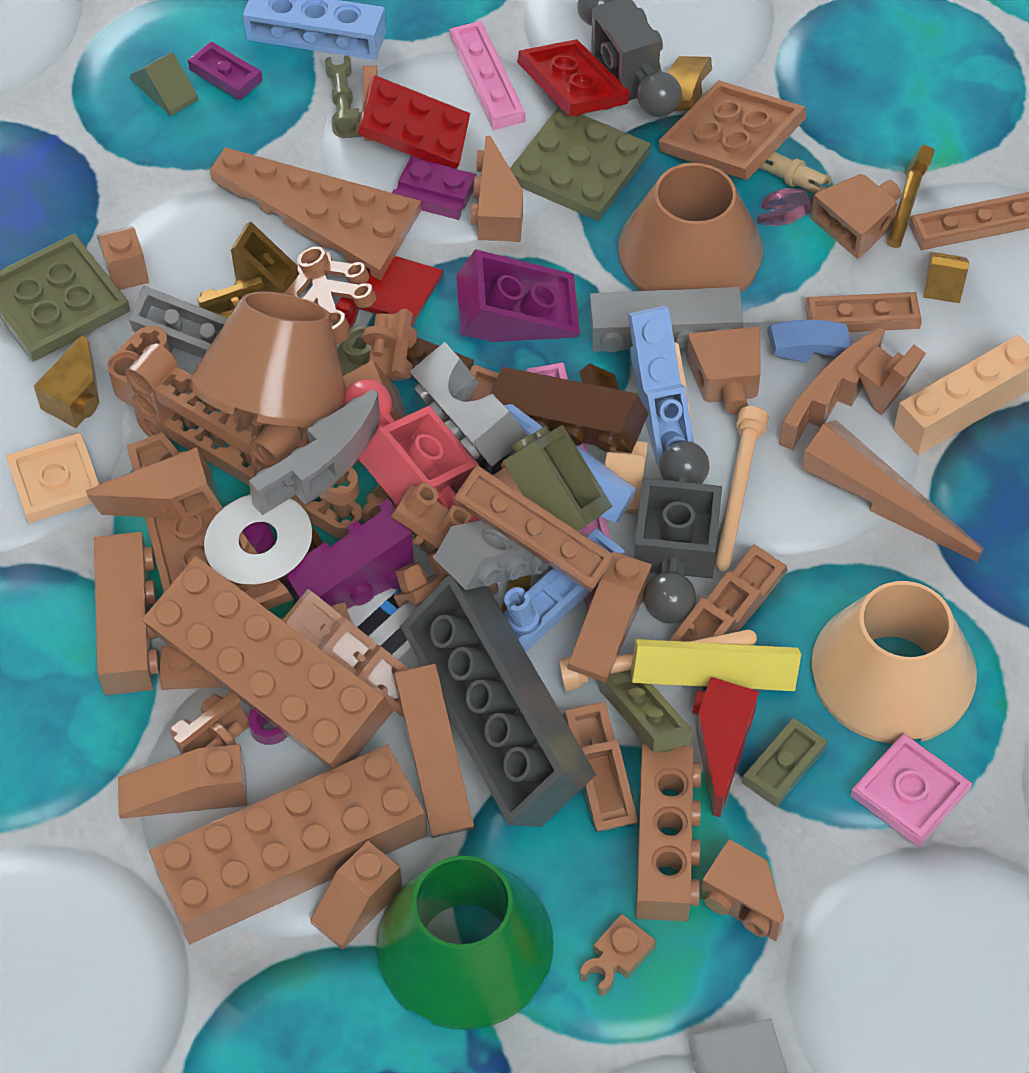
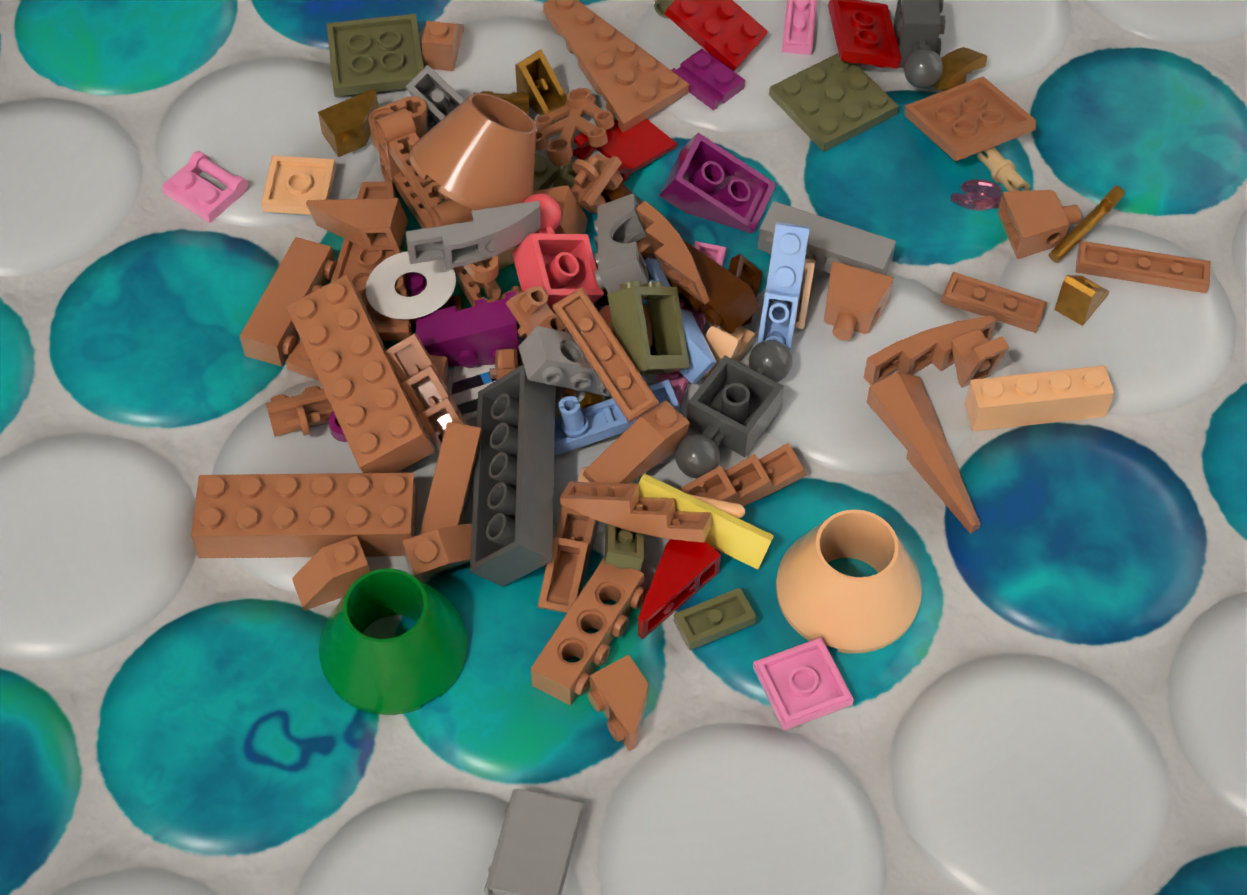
camera: 25 degrees right, 0 degrees up
(185, 783) = (262, 441): nougat slope -> none
(461, 819) = (438, 550): none -> nougat slope
(500, 197) = (747, 108): nougat slope -> none
(535, 392) = (672, 252): none -> nougat slope
(620, 950) = (504, 702): nougat plate -> none
(633, 686) = (624, 508): none -> nougat slope
(691, 234) = (886, 187): nougat cone -> none
(750, 425) = (846, 353): light nougat piece -> none
(802, 337) = (926, 300): medium blue slope -> none

